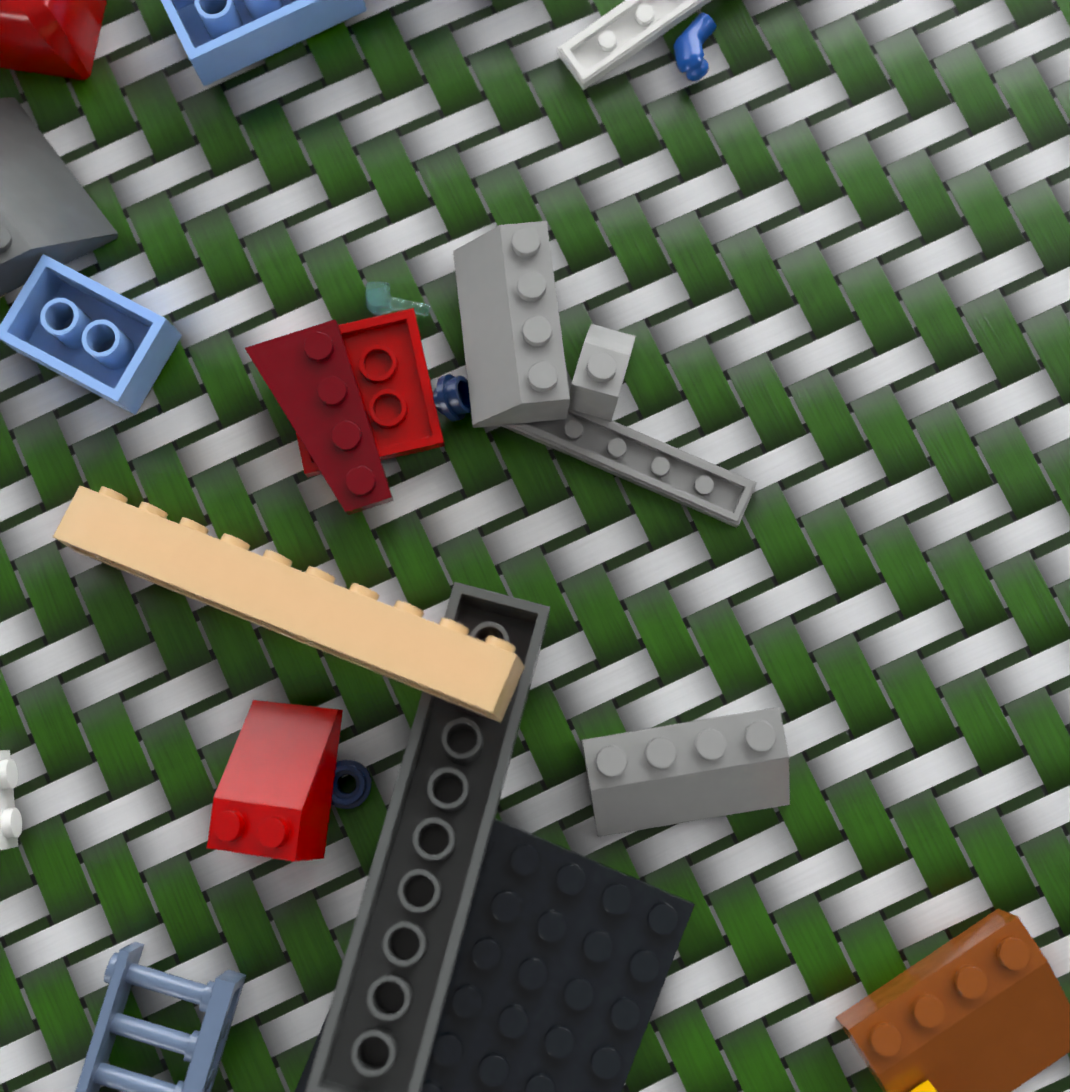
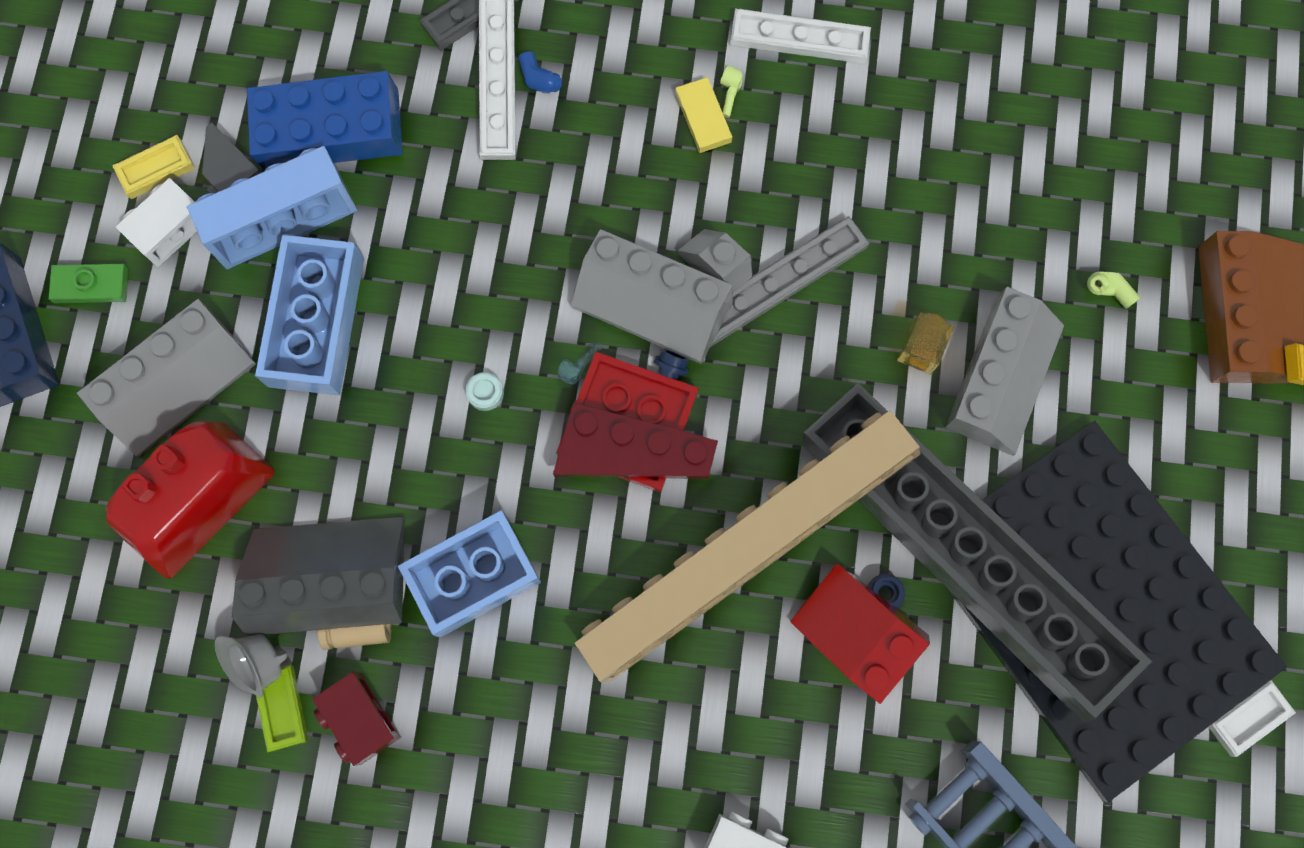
camera: 65 degrees left, 5 degrees down
(301, 226) = (484, 391): none -> light aqua tile
(661, 657) = (926, 342): none -> clear yellow brick
(769, 251) = (703, 115): none -> light yellow tile
(833, 259) = (733, 80): none -> yellowish green hand
(877, 833) = (1113, 285): none -> yellowish green arm
(942, 297) = (800, 36): none -> white tile

